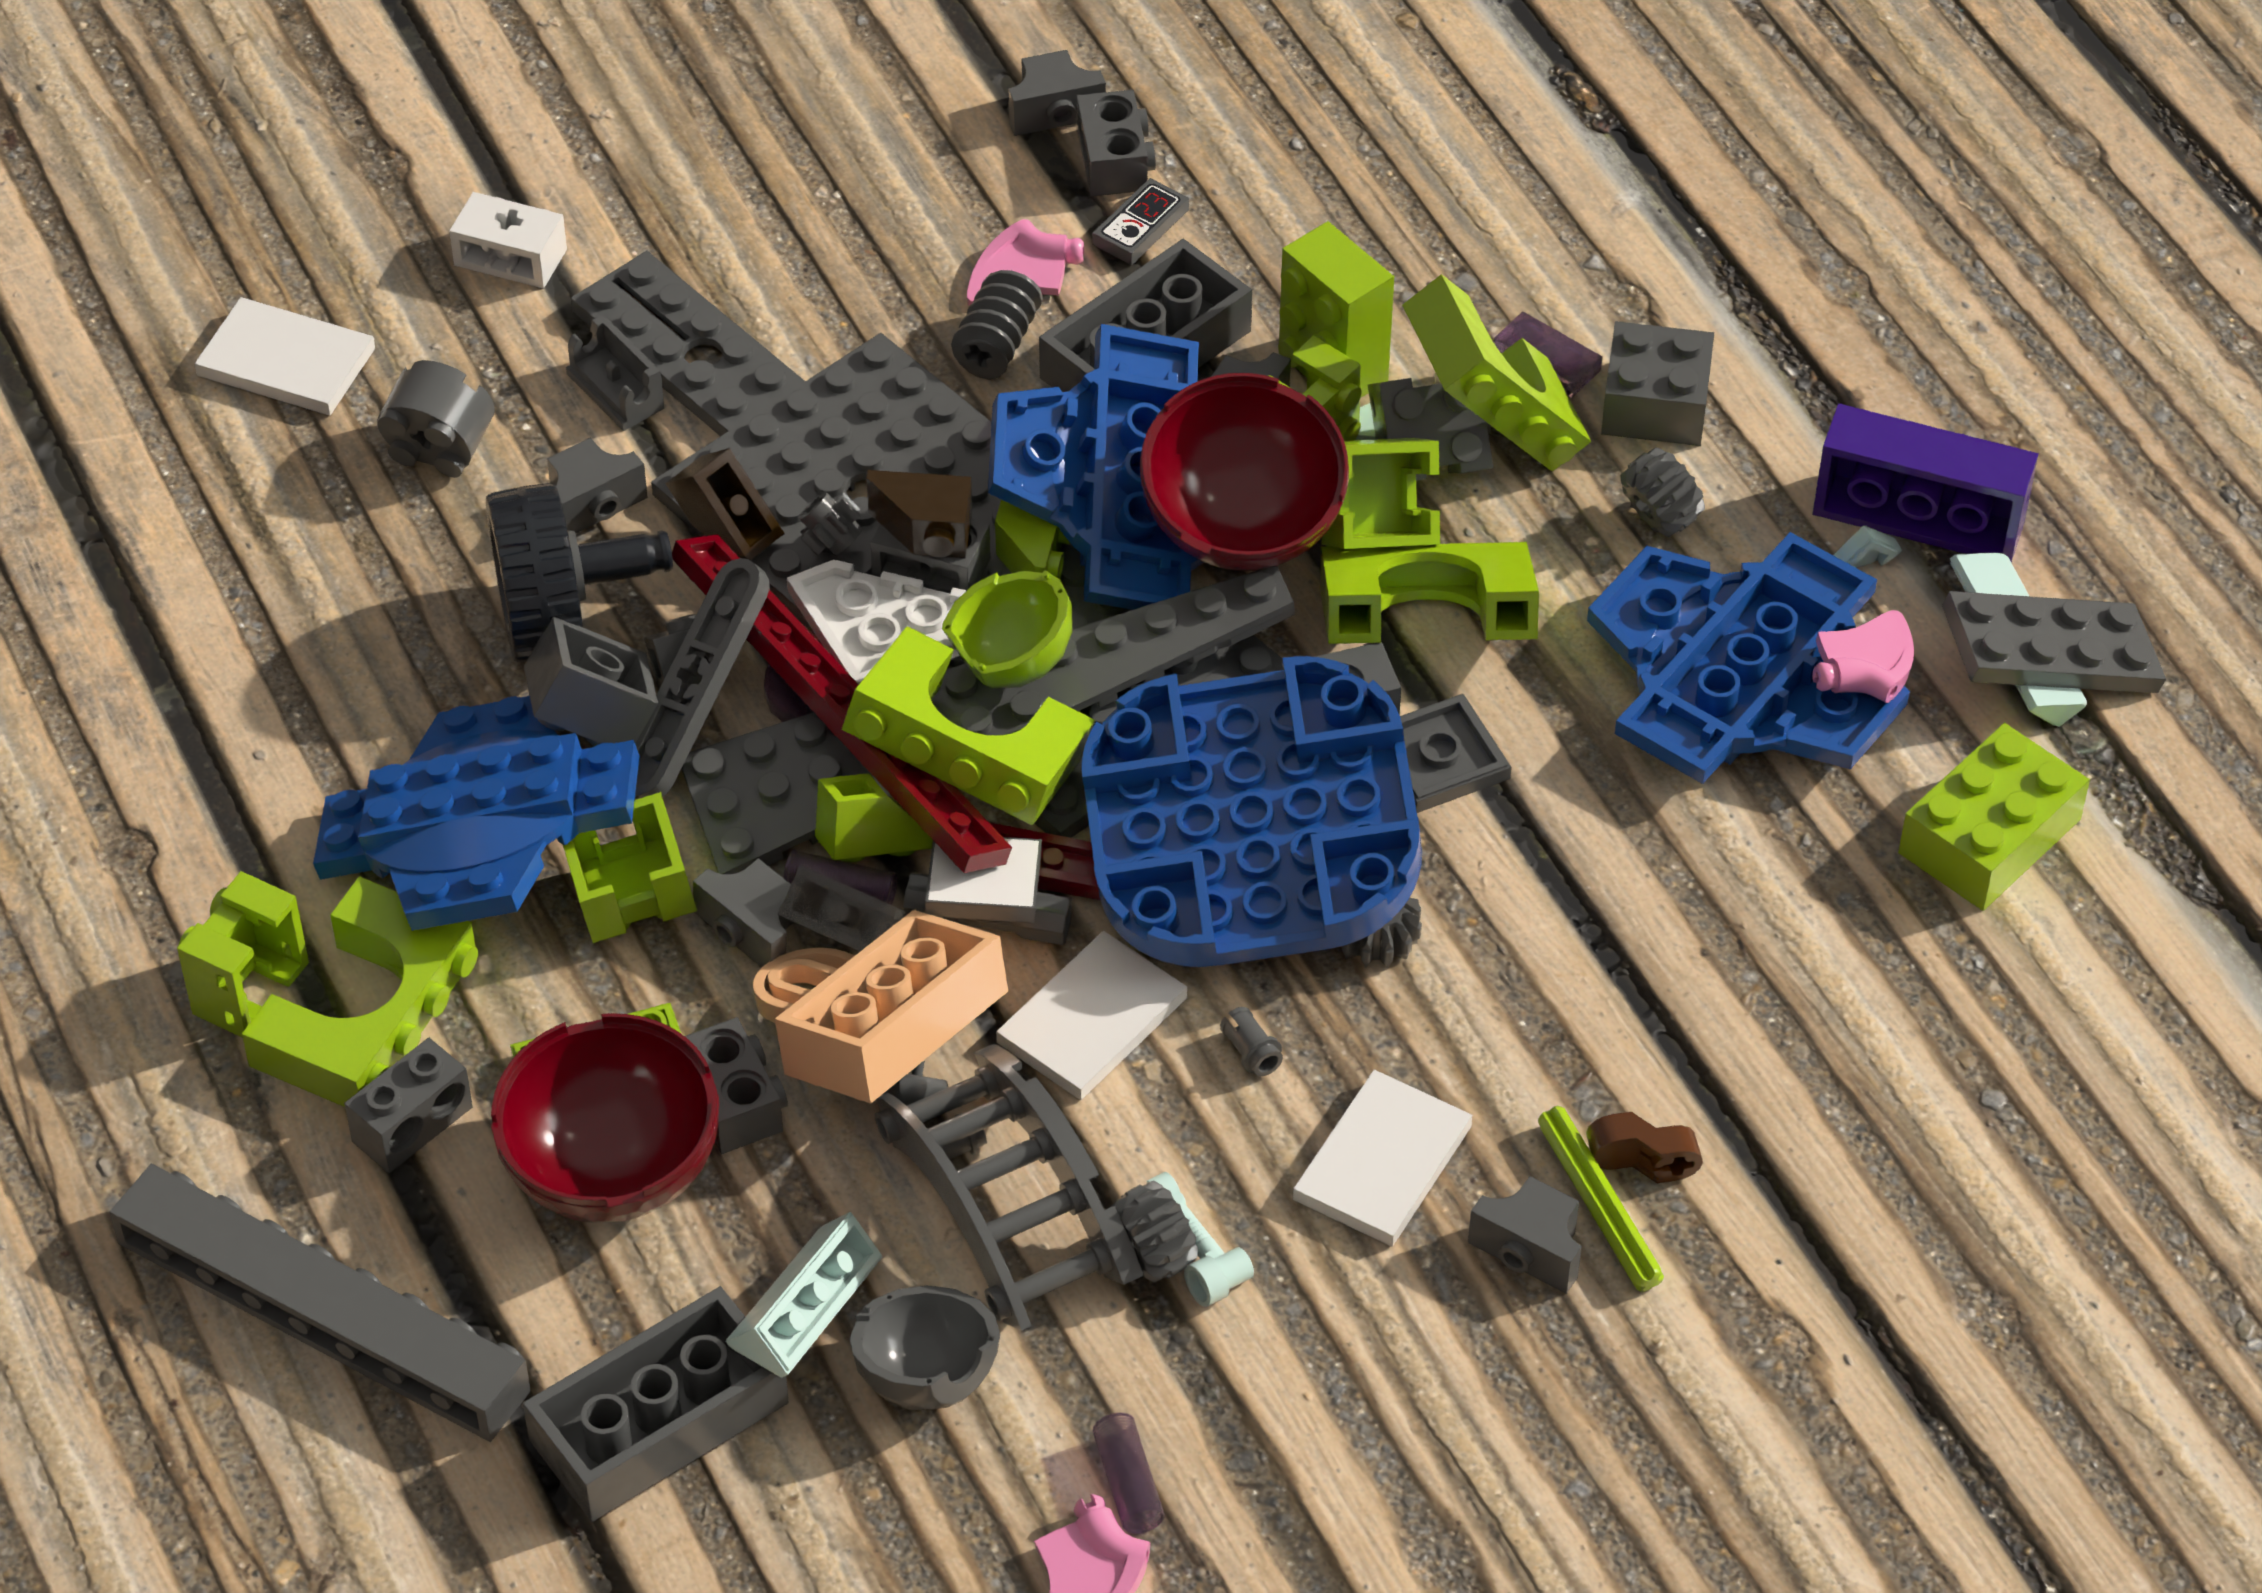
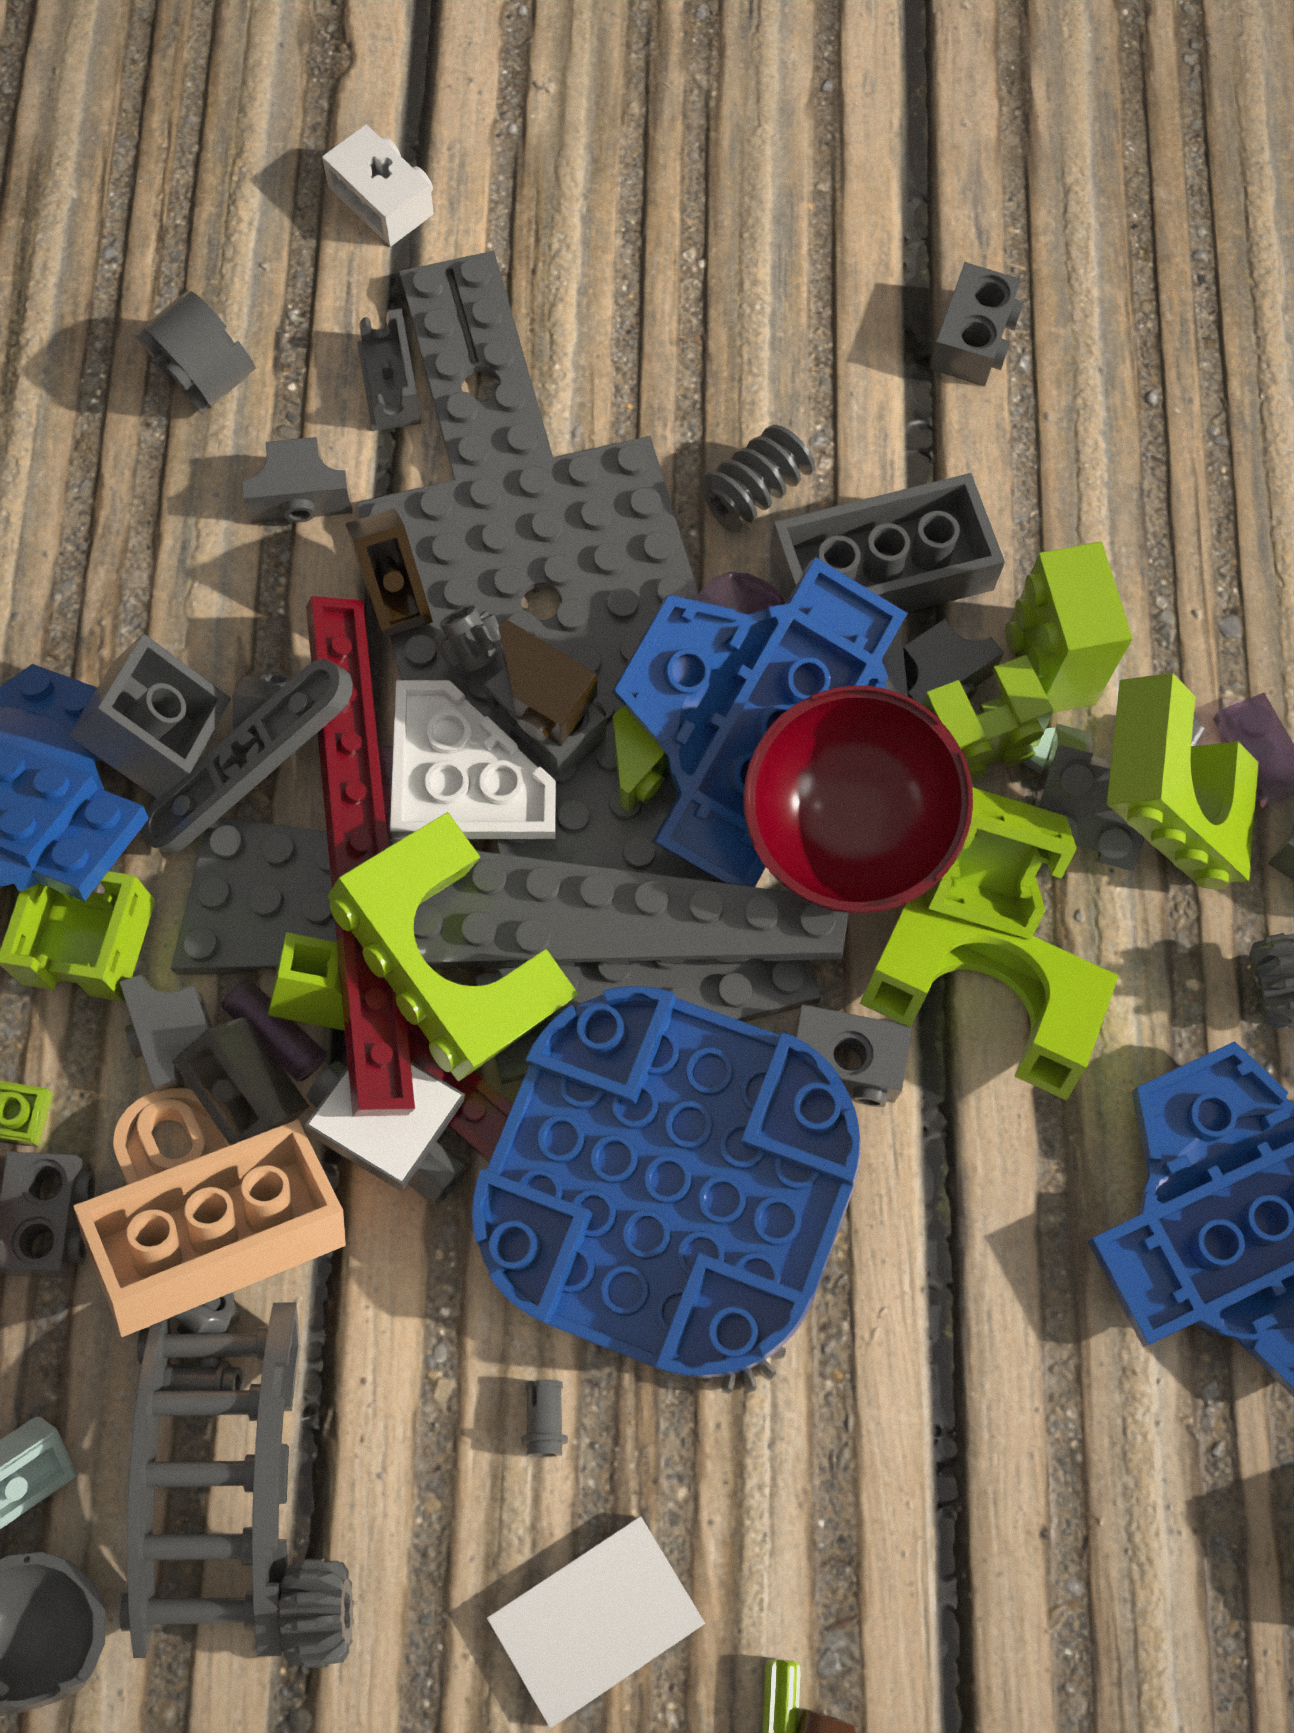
camera: 25 degrees right, 20 degrees up
(285, 356) = (127, 218): white tile -> none
(546, 570) = (173, 571): black wheel -> none
(1011, 627) = (543, 861): lime cylinder -> none
(1028, 252) = (826, 416): bright pink arm -> none
(1050, 92) = (946, 242): dark grey brick -> none
(1091, 1015) = (414, 1304): white tile -> none
(1140, 221) = (957, 420): tile -> none
(1215, 1270) = (365, 1674): light aqua brick -> none
(1450, 753) = (912, 1165): dark grey tile -> none

